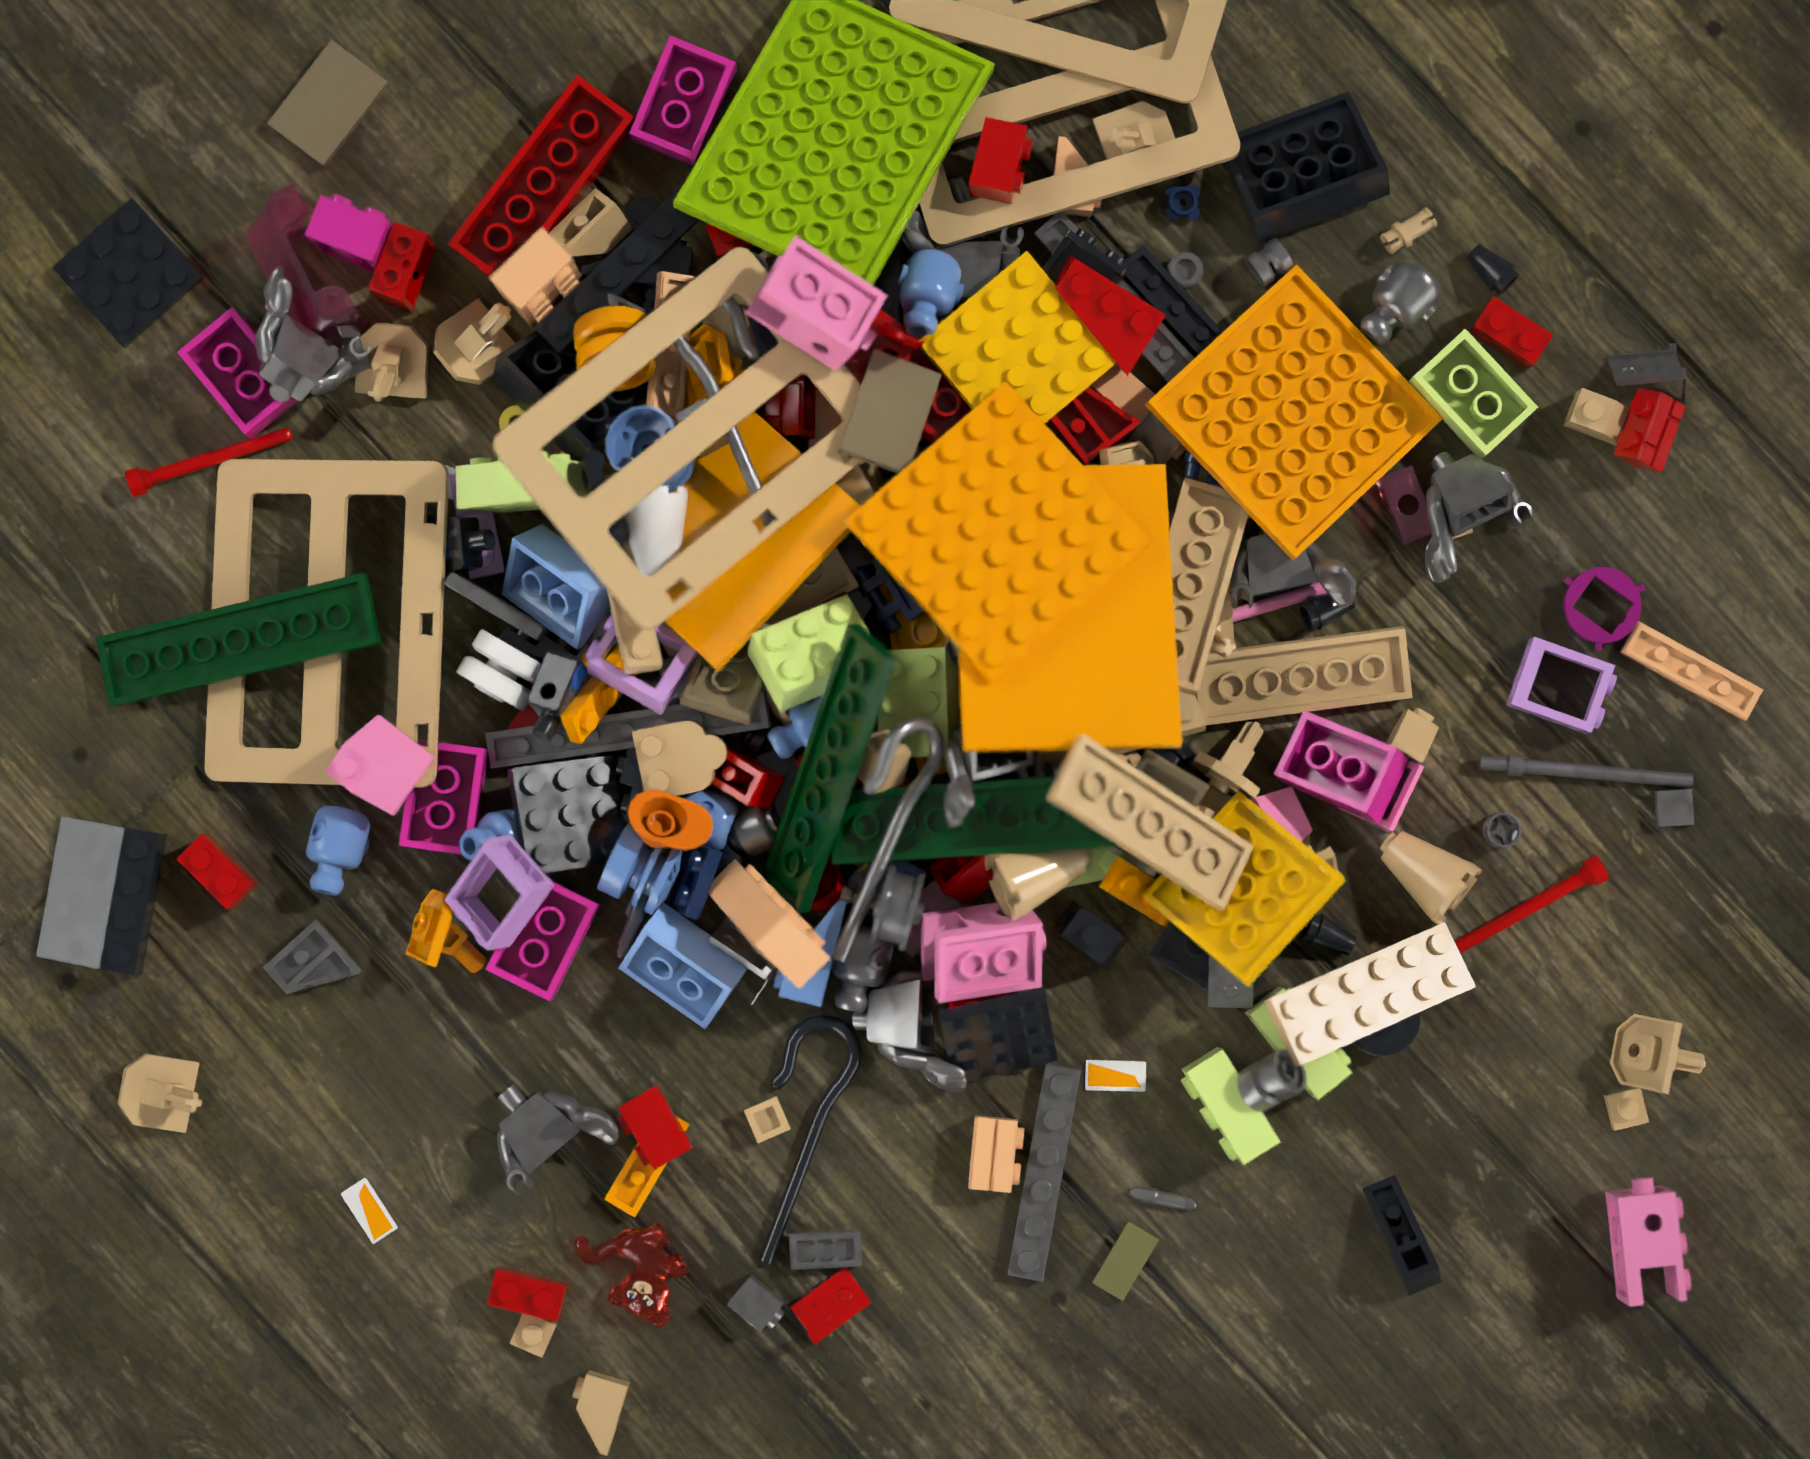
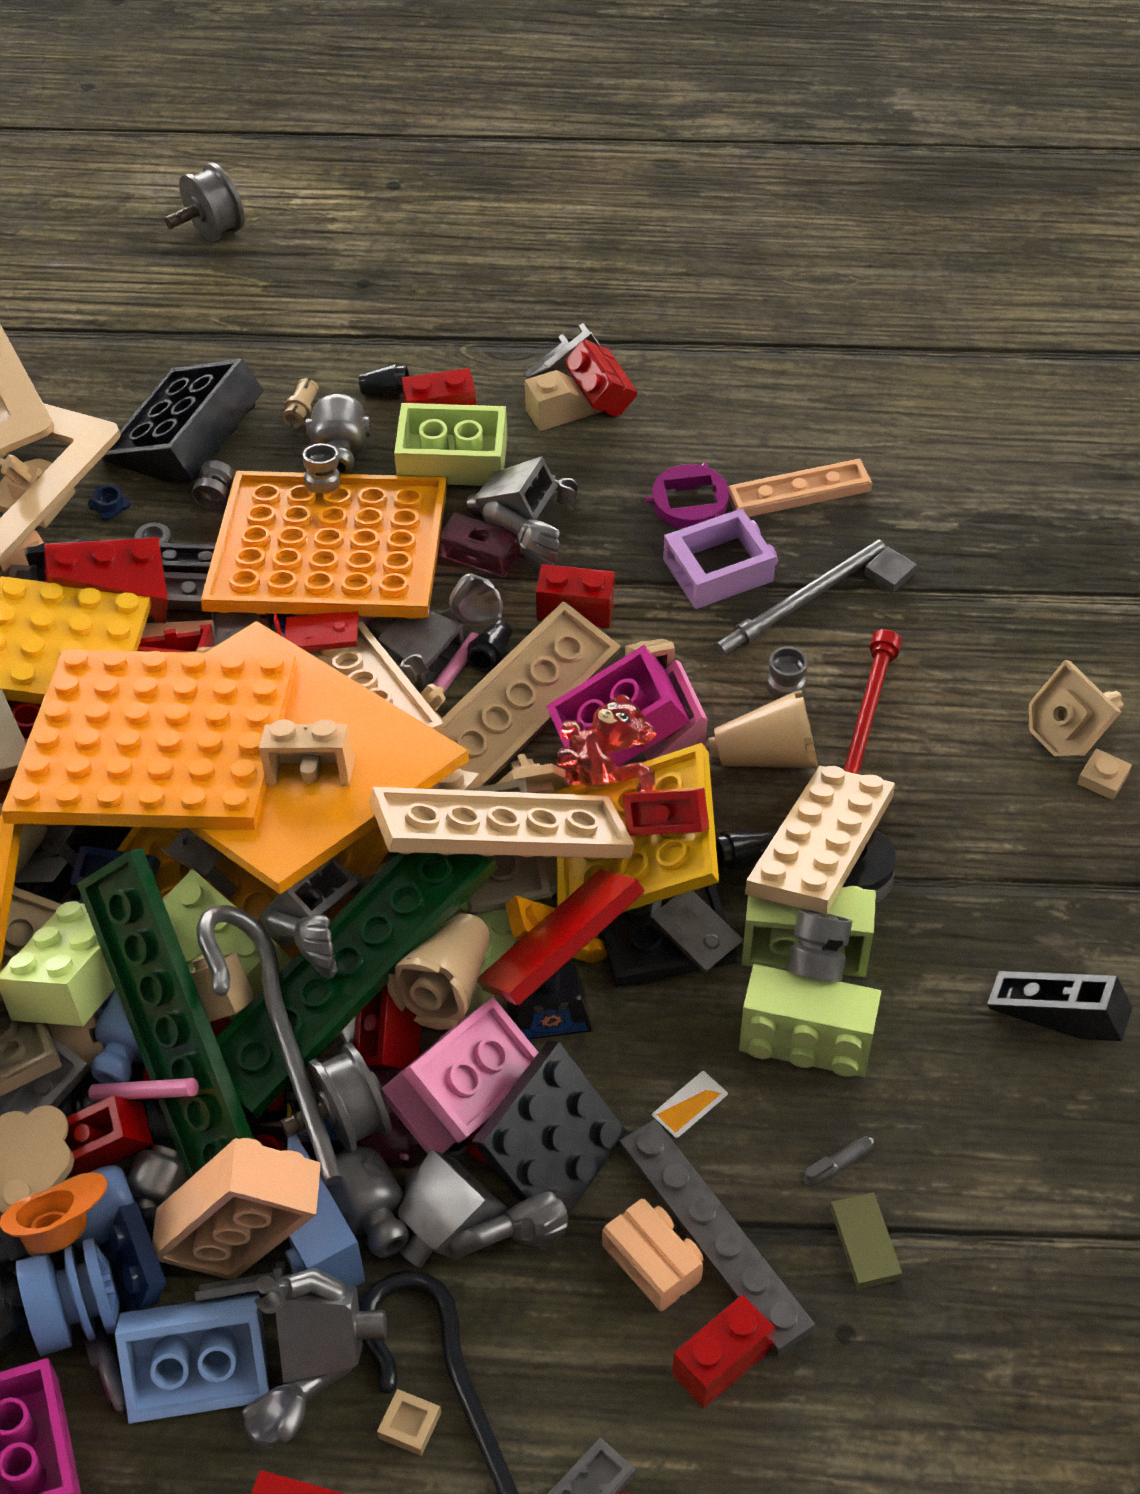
camera: 45 degrees left, 35 degrees down
(757, 1028) = (317, 1344): none -> flat silver torso
(785, 782) = (145, 1089): none -> bright pink bar
(974, 1249) = (723, 1351): none -> red brick
(1074, 656) = (306, 745): none -> tan window
(1118, 925) = (560, 936): none -> red tile
(1207, 504) = (321, 630): none -> red piece
(1262, 909) = (666, 811): none -> red plate
(1310, 798) = (613, 729): none -> clear red animal
(1356, 330) = (321, 468): none -> flat silver wheel
(1424, 624) = (585, 590): none -> red brick

